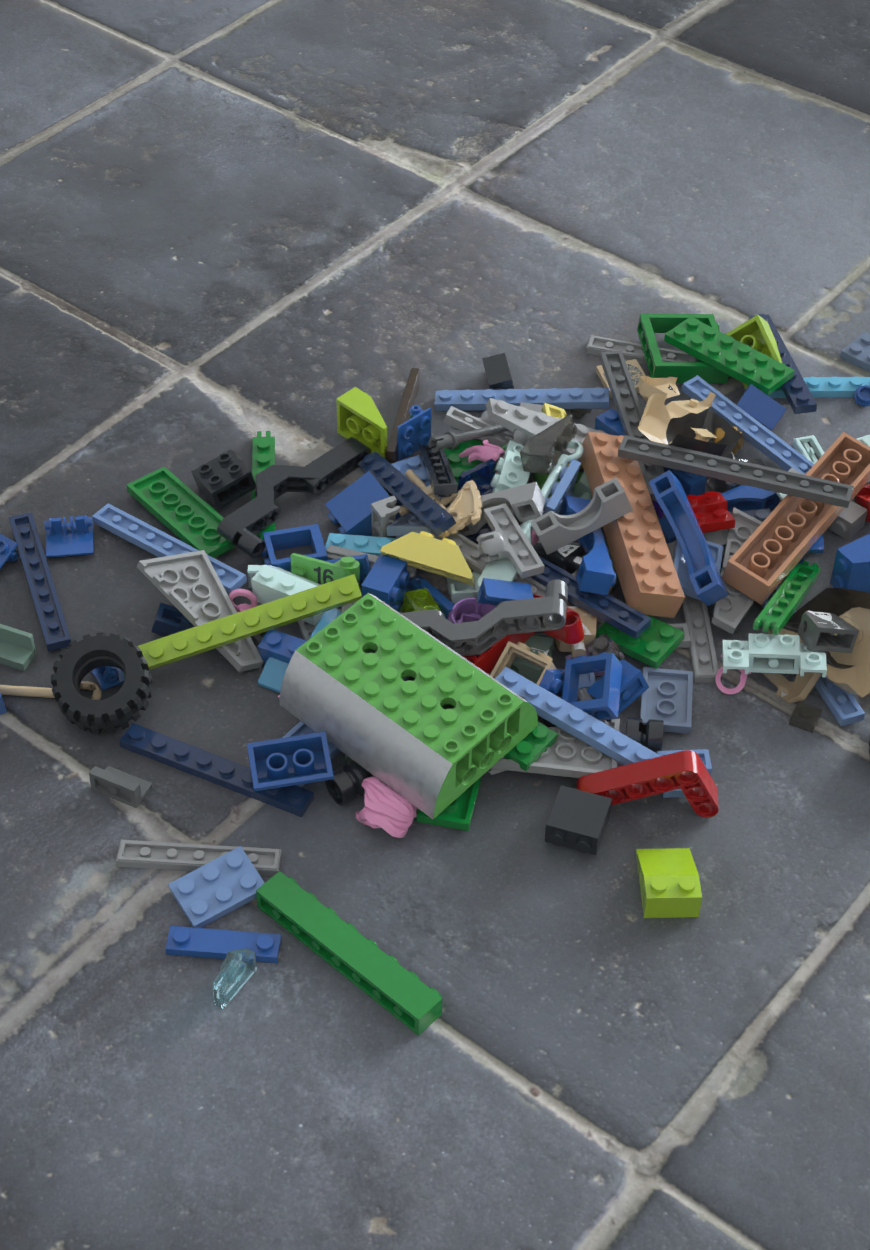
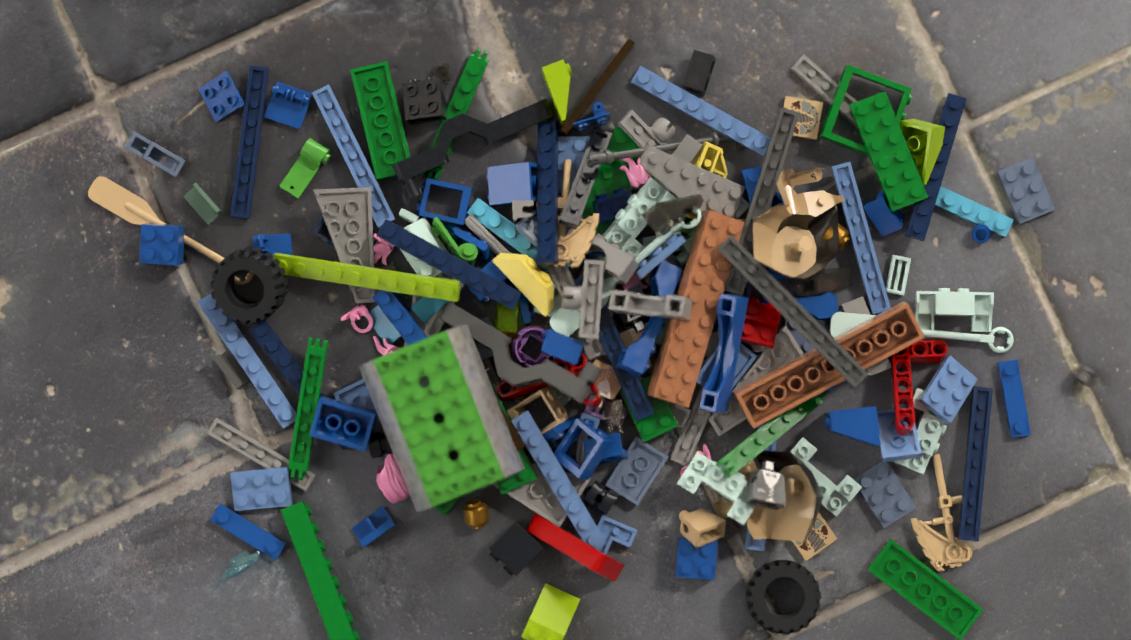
camera: 25 degrees right, 40 degrees up
(119, 573) = (305, 168): none -> bright green door
(135, 769) = (249, 362): none -> medium blue plate
(236, 779) = (307, 406): none -> green hinge
(248, 668) = (354, 314): none -> bright pink piece
(325, 571) = (449, 264): none -> dark blue plate
(387, 874) = (373, 526): none -> blue panel
(506, 808) = (476, 514): none -> pearl gold head
(777, 710) = (701, 526): none -> tan torso
(795, 749) = (694, 561): none -> blue brick

